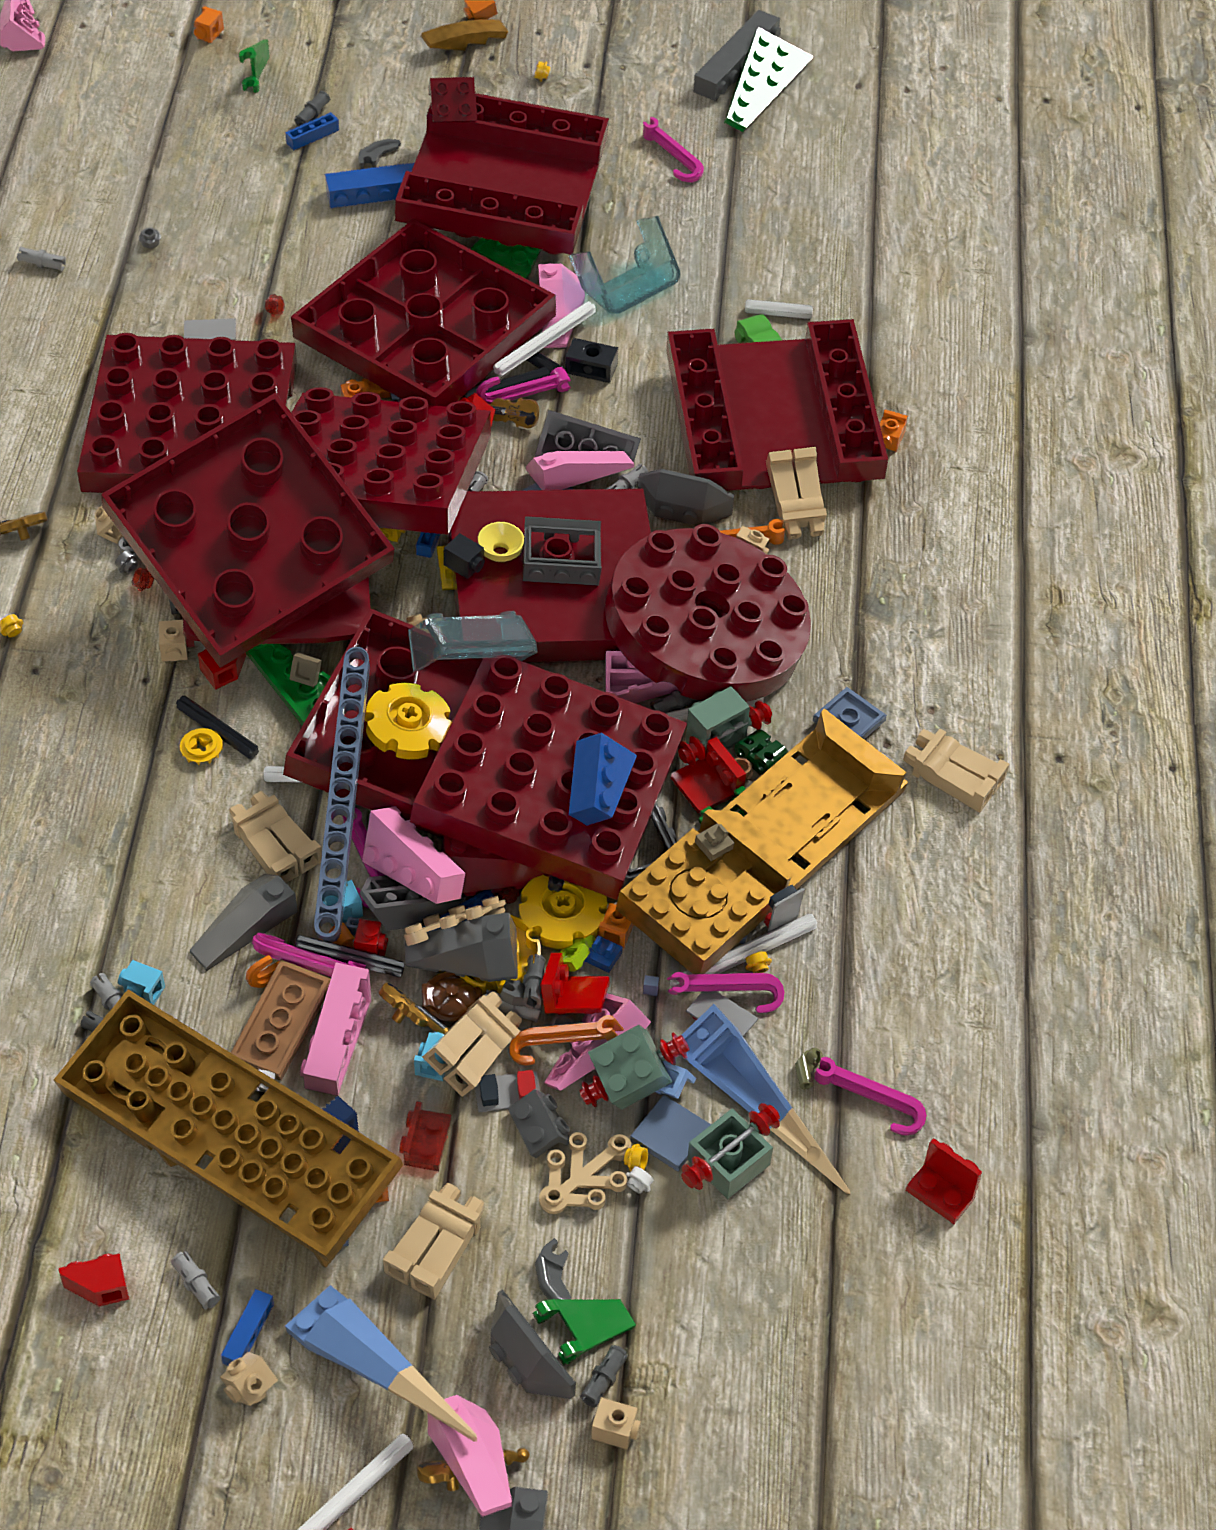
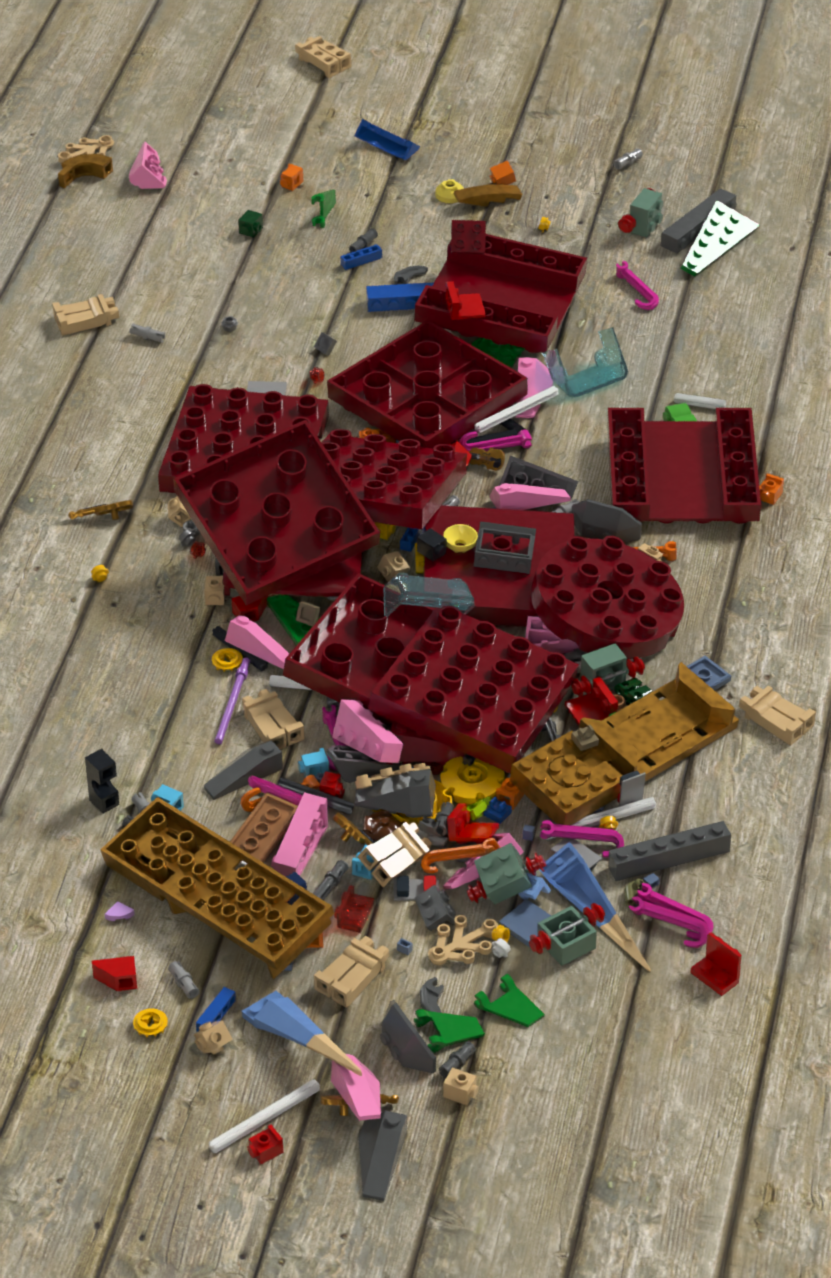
camera: 10 degrees right, 10 degrees down
(41, 961) = (99, 771): none -> black arch
(90, 1173) = (119, 911): none -> lavender tile
(144, 1351) = (145, 1017): none -> yellow gear
(162, 92) = (250, 223): none -> dark green brick
(223, 769) = (241, 675): none -> medium lavender bar
(238, 717) = (255, 640): none -> bright pink wedge
(280, 259) = (325, 343): none -> flat silver plate
(342, 806) = (322, 694): sand blue beam -> none
(387, 1090) = (332, 879): none -> dark grey pin
(407, 720) = (374, 644): yellow piece -> none
(411, 36) = (445, 191): none -> light yellow piece
(413, 586) = (392, 564): none -> tan brick
(459, 198) = (464, 305): none -> red bracket
(504, 1190) = (404, 946): none -> sand blue piece
(591, 360) = (550, 427): black brick -> none
(598, 778) = (505, 686): blue wedge -> none
(668, 50) = (644, 213): none -> sand green brick
(668, 1274) = (512, 1005): none -> green flag
(797, 491) = (688, 538): tan hips -> none
(830, 1047) = (652, 880): none -> sand blue piece
(848, 999) = (669, 851): none -> dark grey brick
(875, 1109) = (674, 918): none -> dark pink piece

